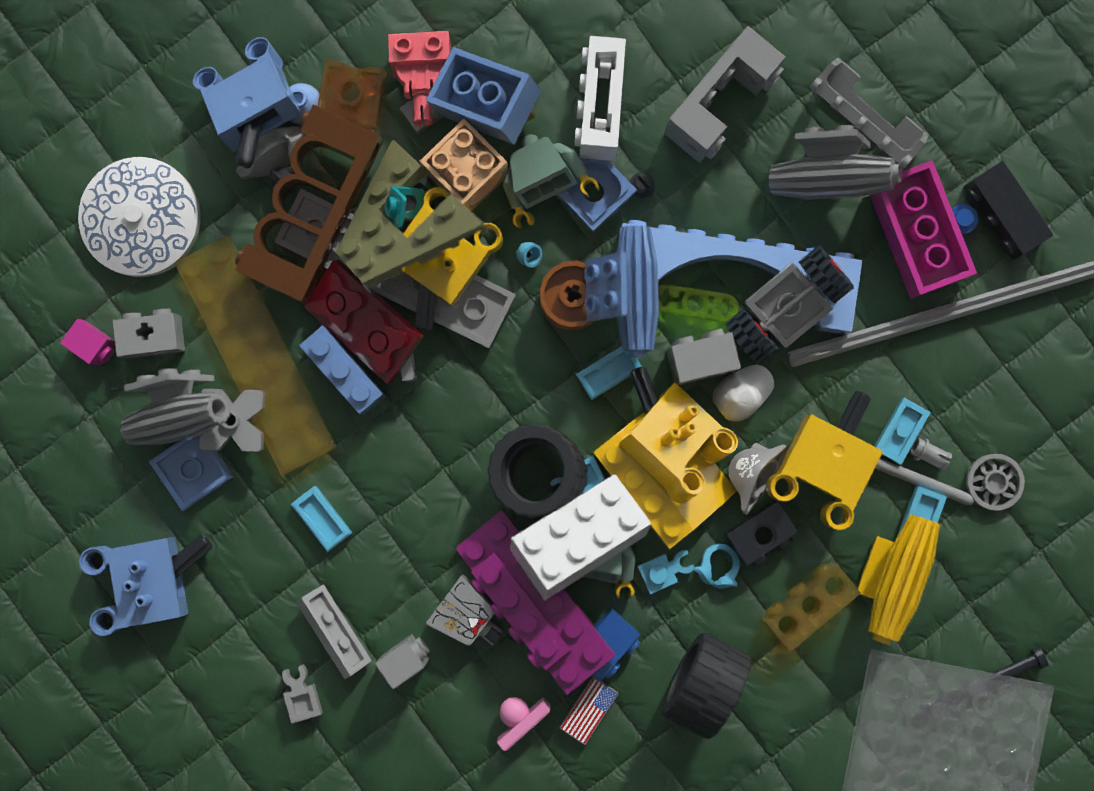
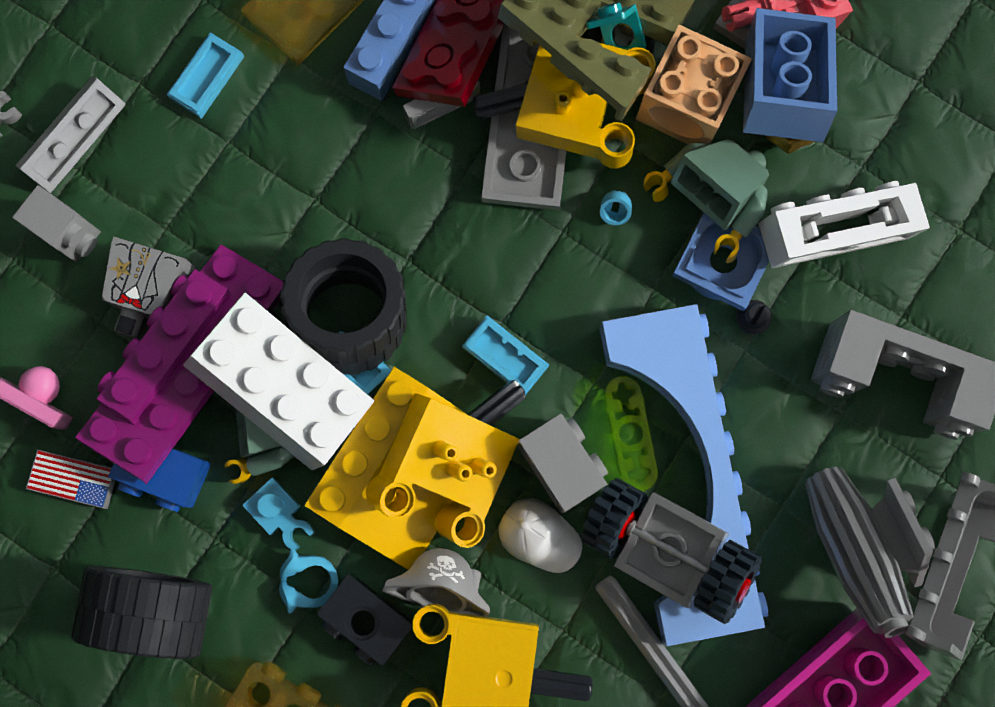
camera: 70 degrees right, 5 degrees down
(554, 292) = (587, 253): dark orange wheel -> none
(626, 288) = (615, 333): medium blue plate -> none

